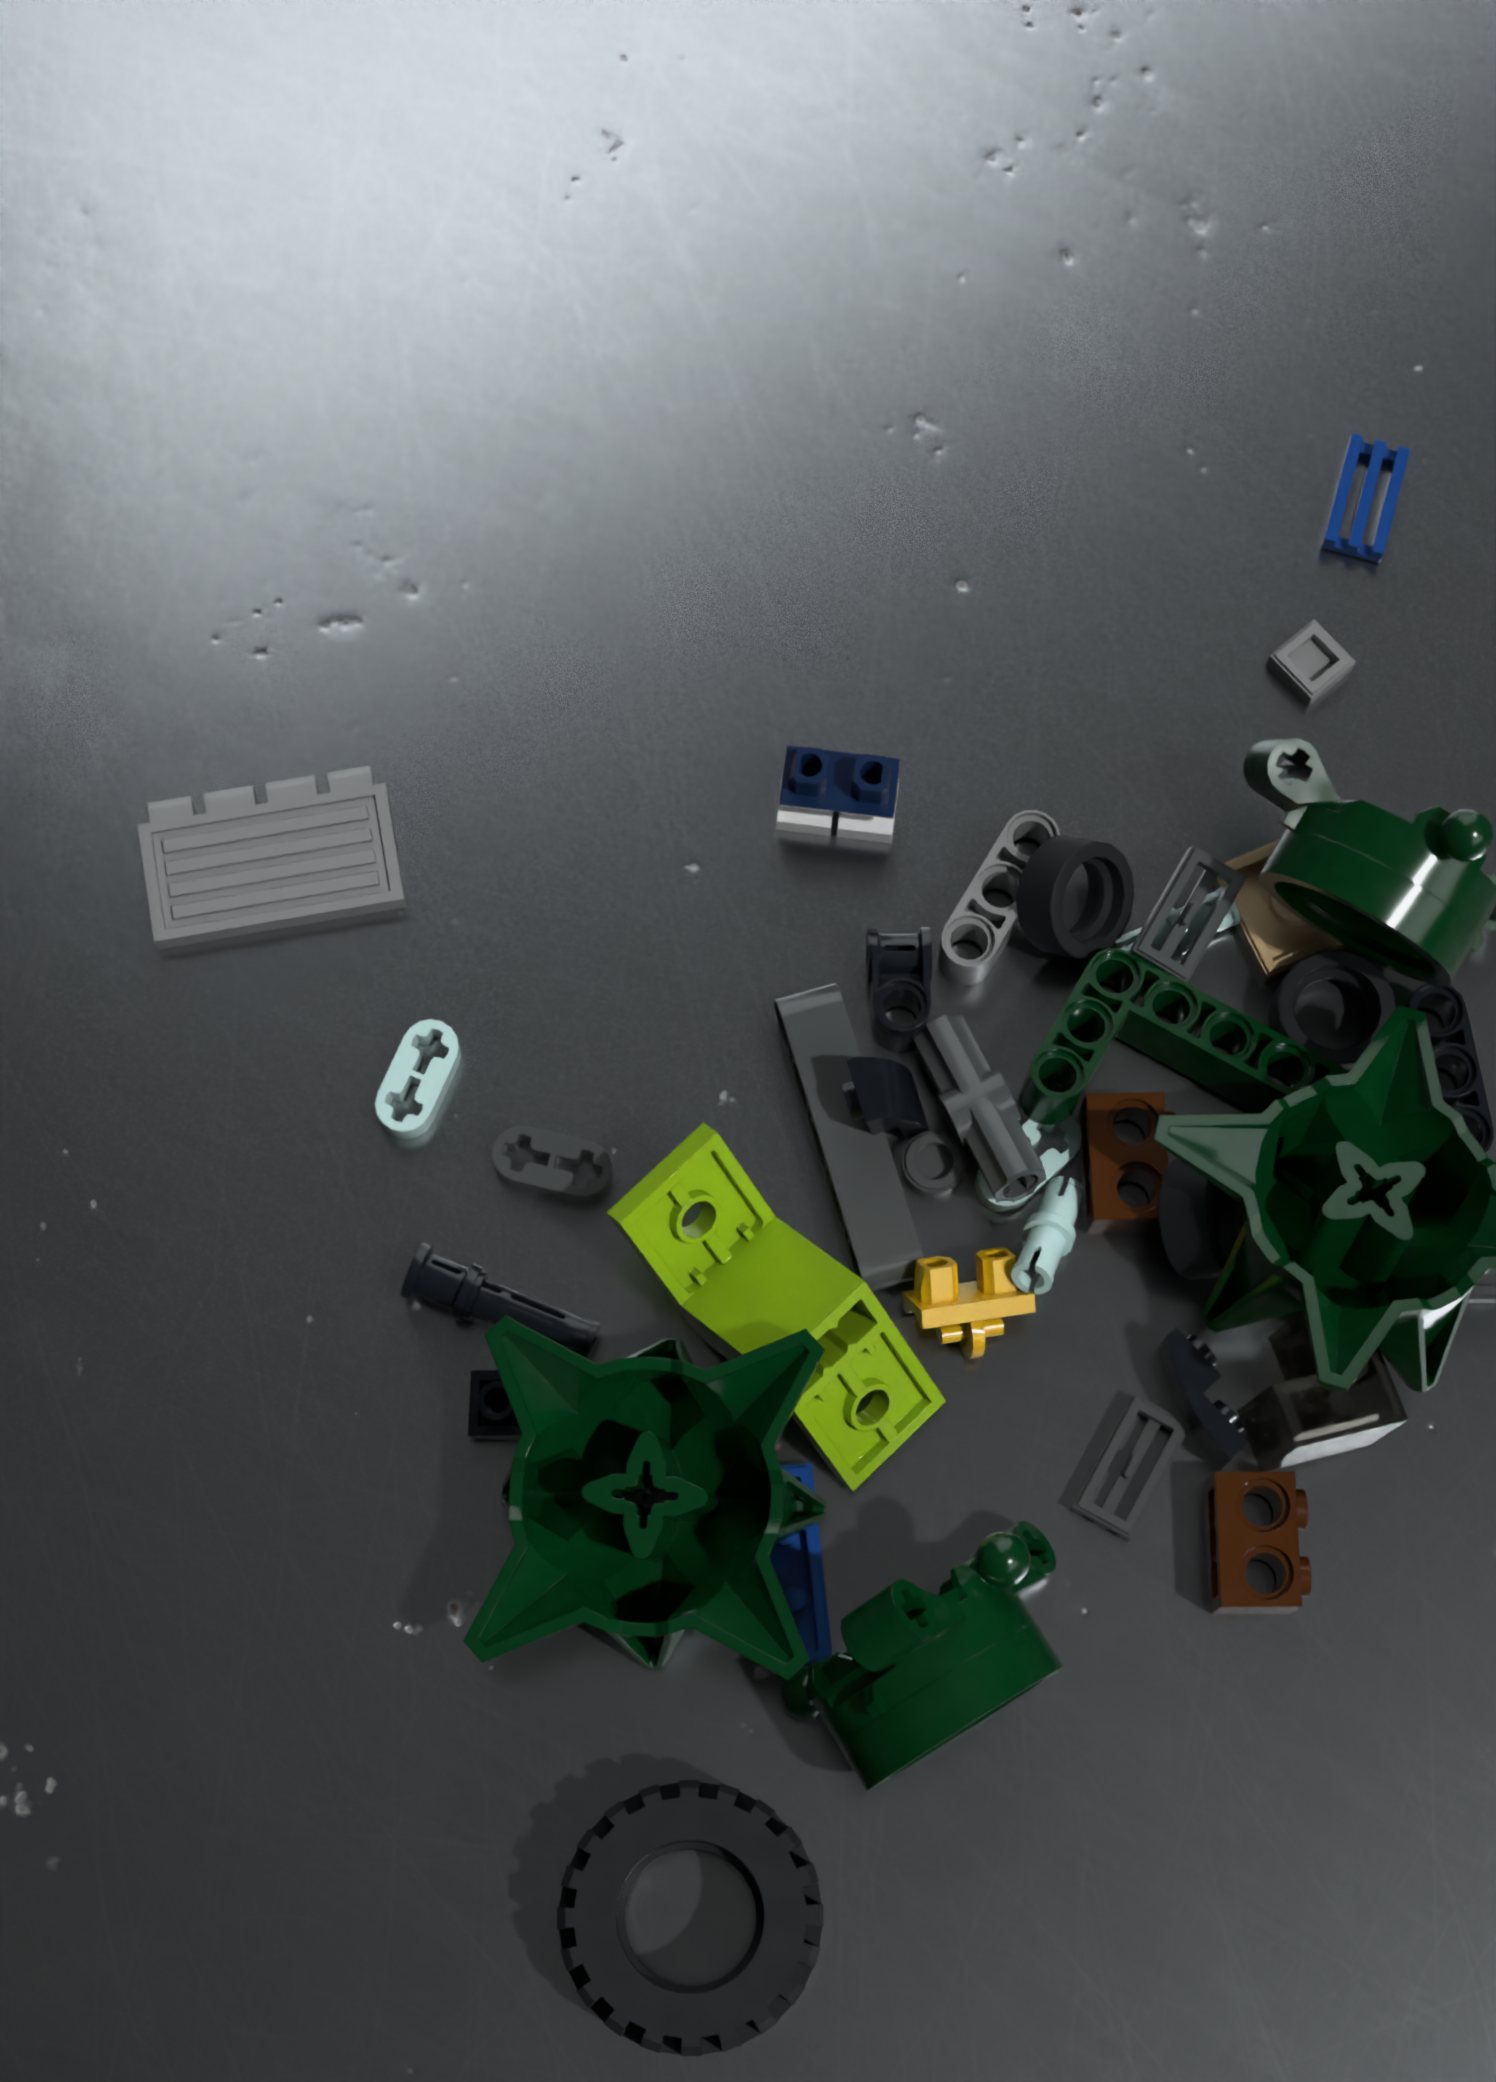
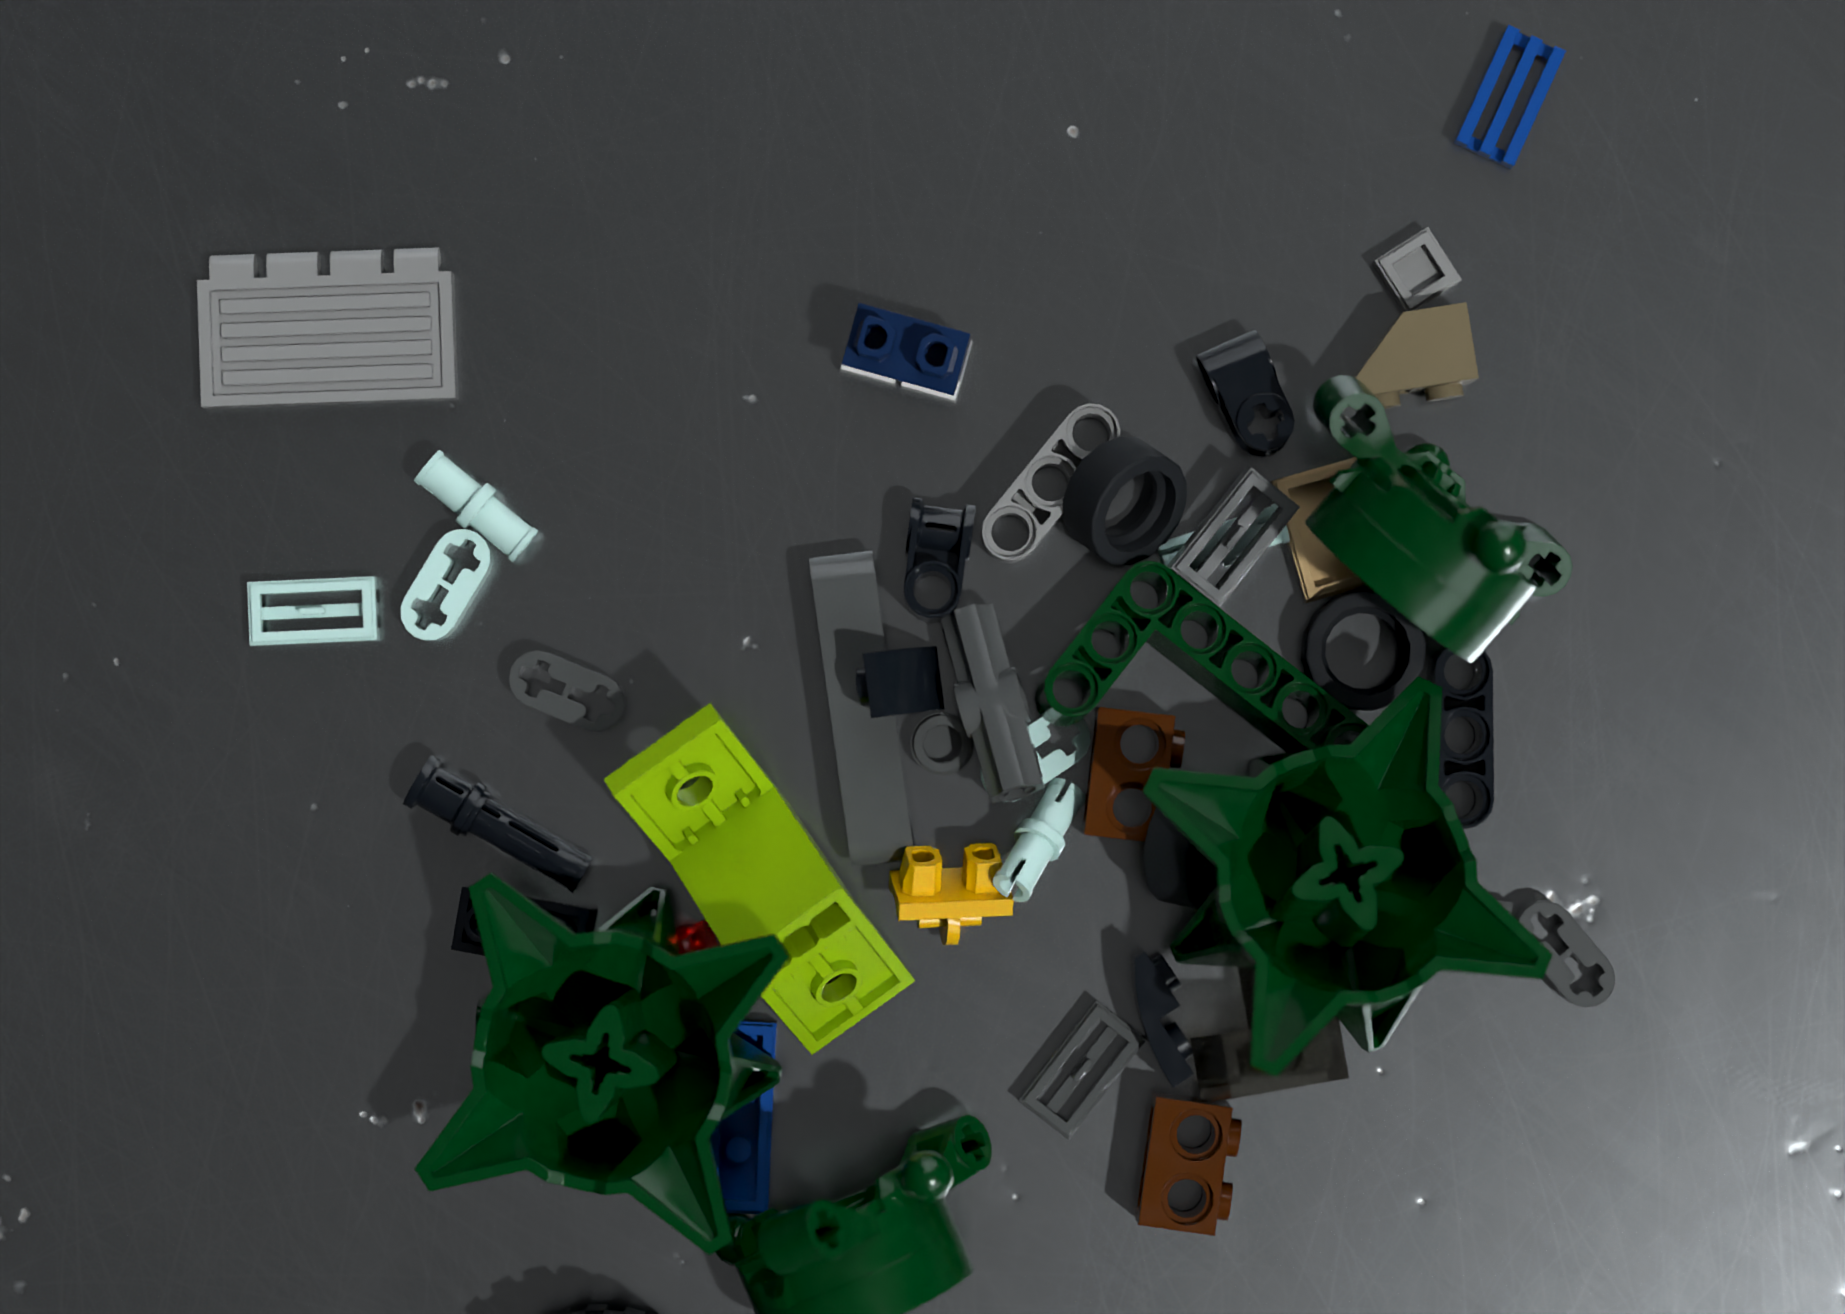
camera: 10 degrees right, 15 degrees up
(293, 1147) = (368, 609): none -> light aqua tile
(437, 997) = (475, 505): none -> light aqua pin
(1169, 781) = (1245, 382): none -> black piece
(1343, 725) = (1422, 352): none -> dark tan slope

